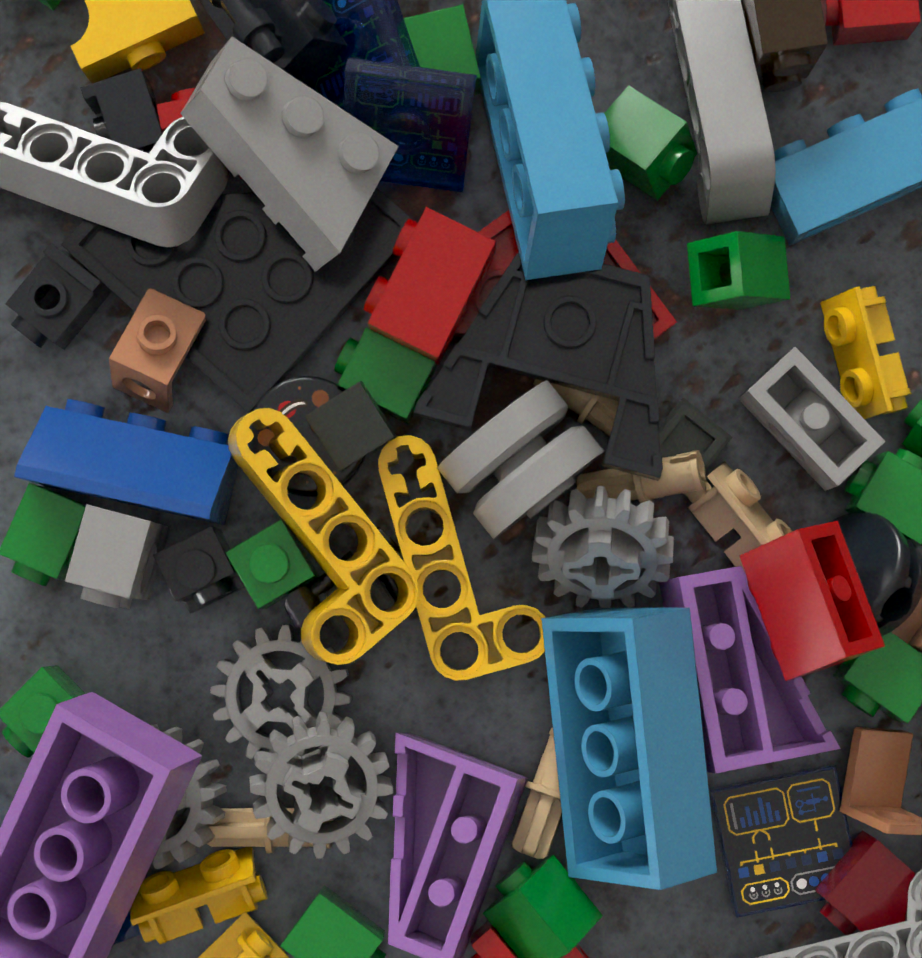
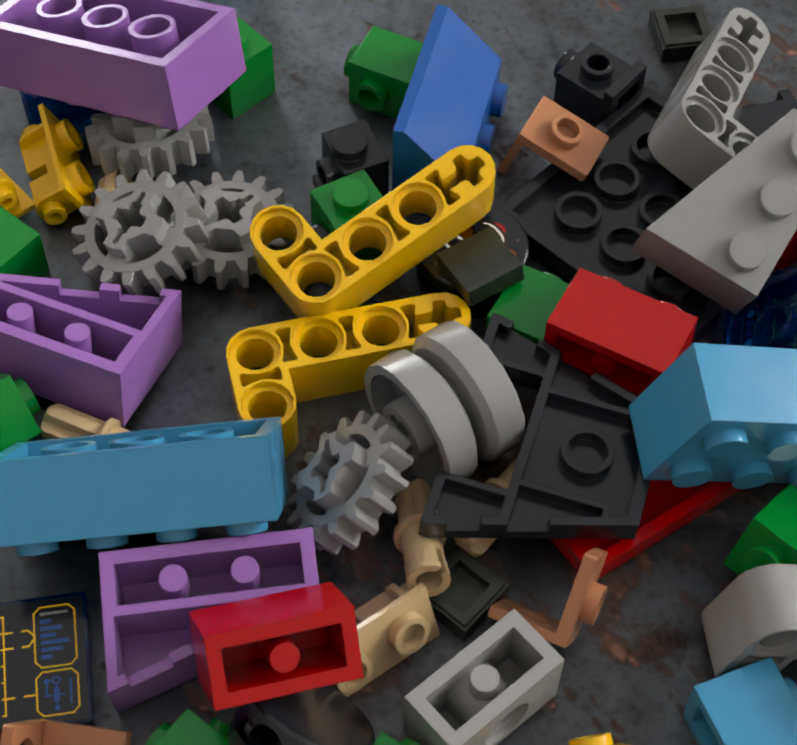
camera: 85 degrees right, 30 degrees down
(115, 557) = (365, 83): light grey brick -> none
(725, 349) = (582, 605): none -> nougat bracket
(738, 270) = (650, 632): green brick -> none

